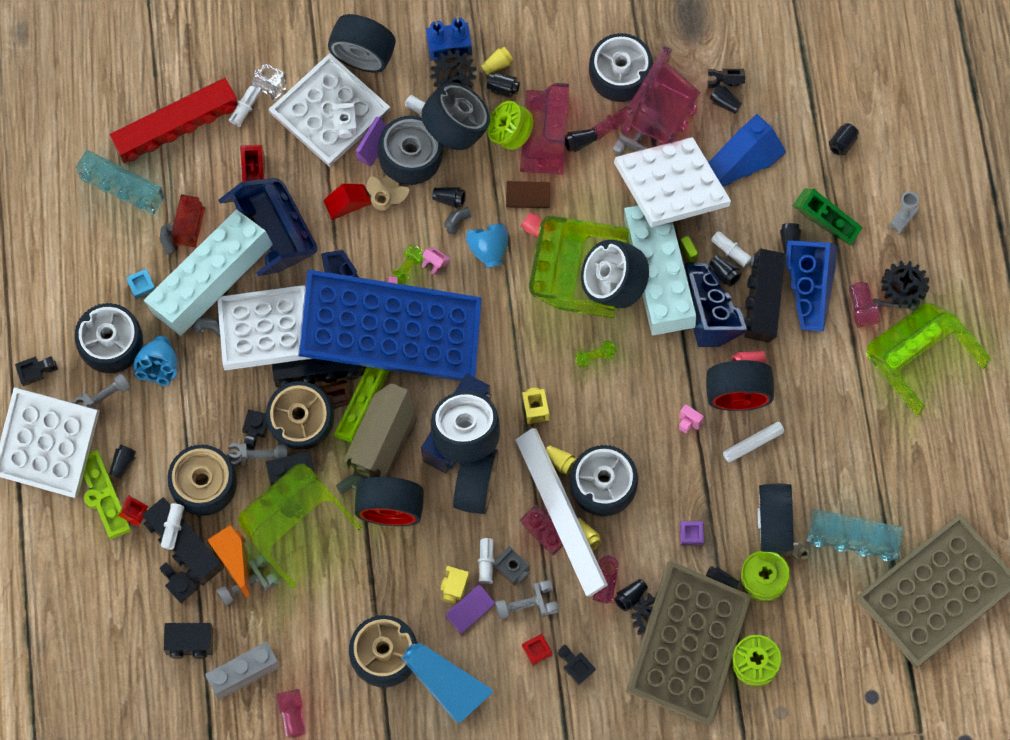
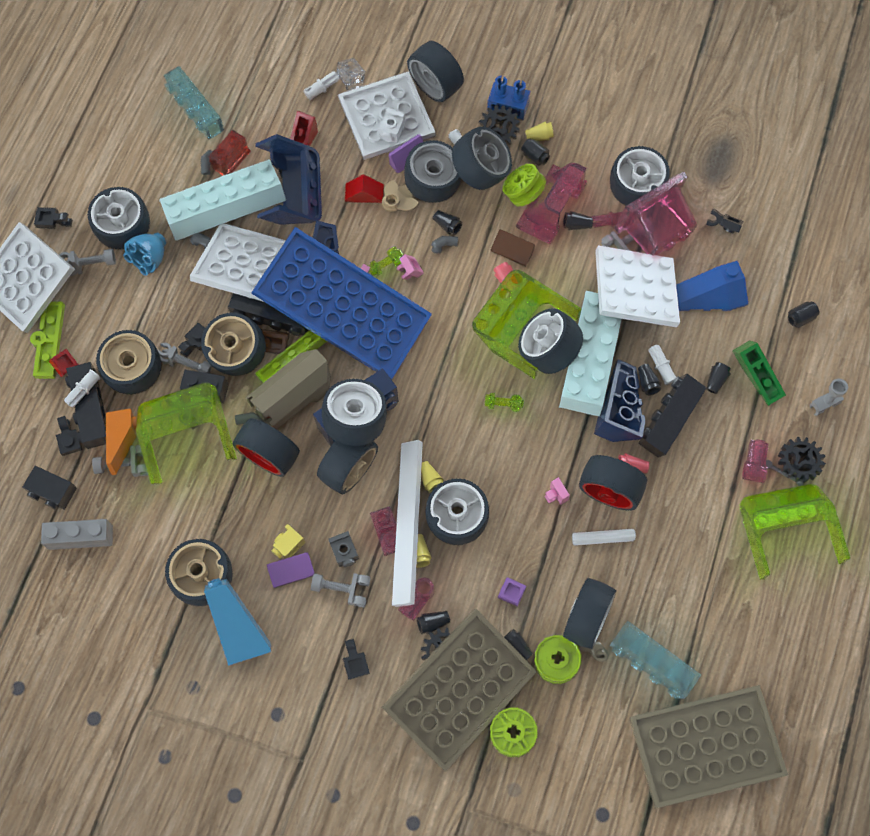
camera: 25 degrees right, 0 degrees up
(122, 461) = (77, 319): black cone -> none
(140, 283) = (167, 186): medium azure plate -> none
(174, 120) = (260, 73): red brick -> none
(291, 708) = (99, 583): clear pink piece -> none
(486, 561) = (326, 532): white axle -> none
(489, 245) = (459, 273): dark azure piece -> none
(536, 414) = (430, 414): light yellow brick -> none
(537, 649) = (329, 631): red tile -> none
(688, 250) = (625, 349): lime tile -> none
(725, 99) = (715, 238): black cone -> none
(812, 277) = (721, 417): blue wedge -> none

